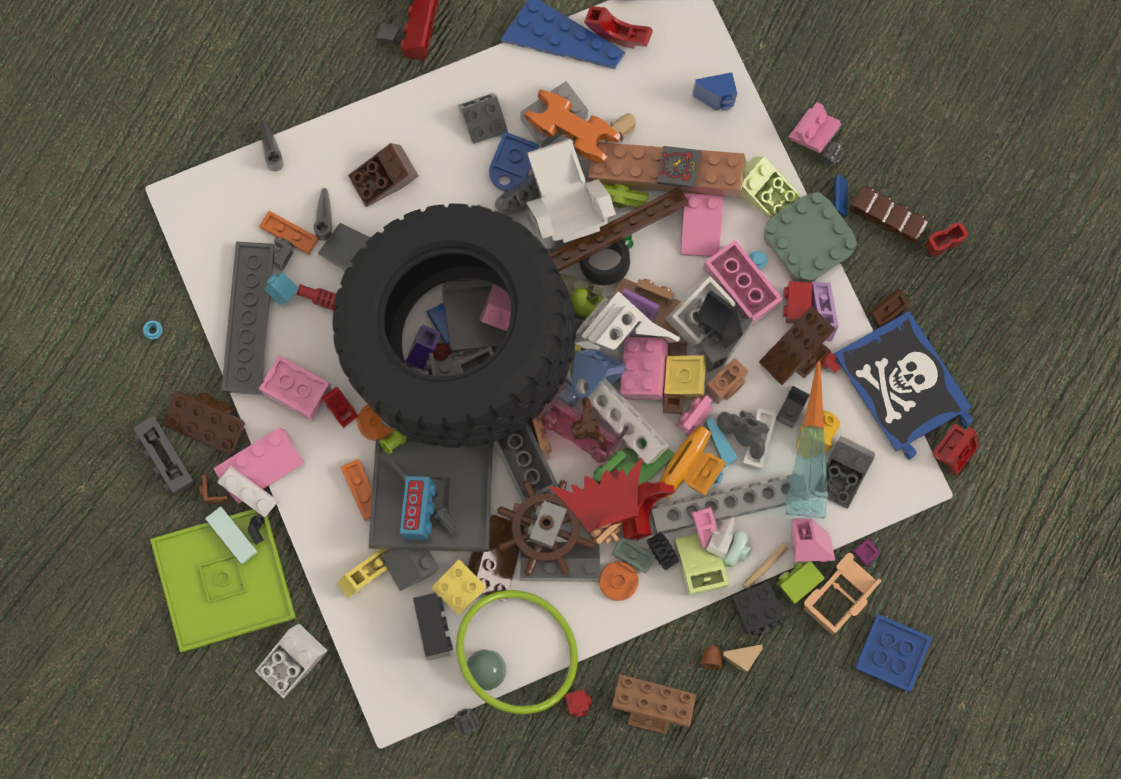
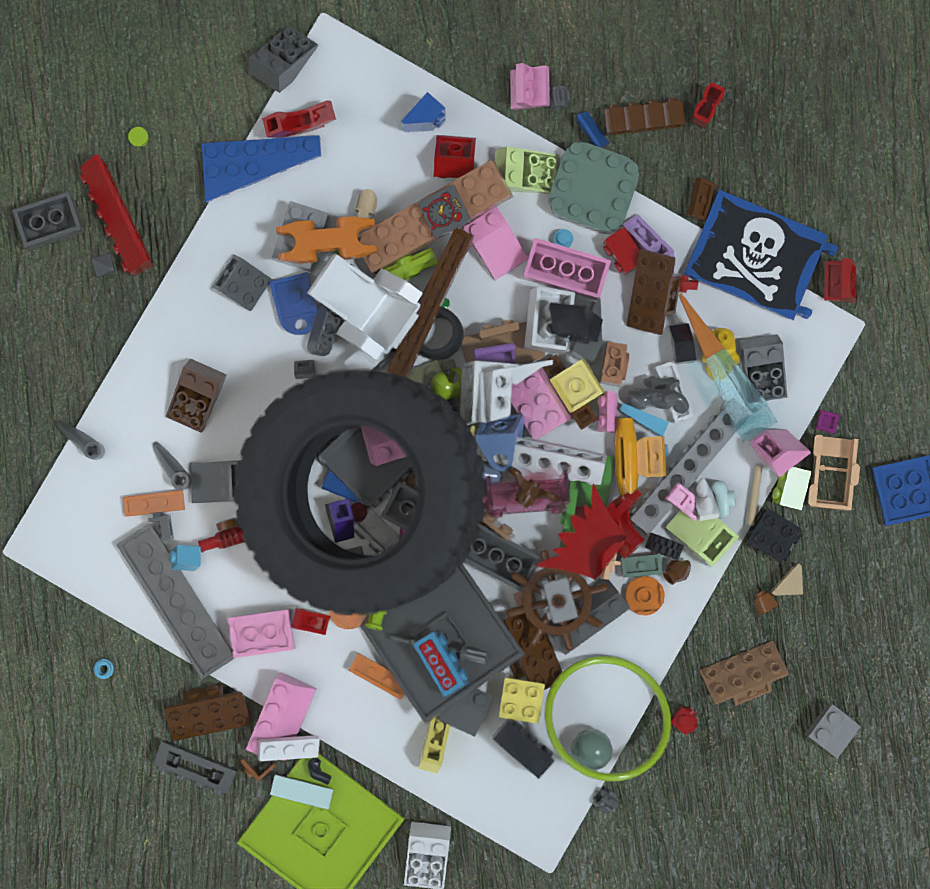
camera: 30 degrees left, 10 degrees up
(331, 286) = (228, 523): none -> dark orange tile
(659, 579) = (677, 571): none -> reddish brown rock
(717, 136) = (453, 156): none -> red slope

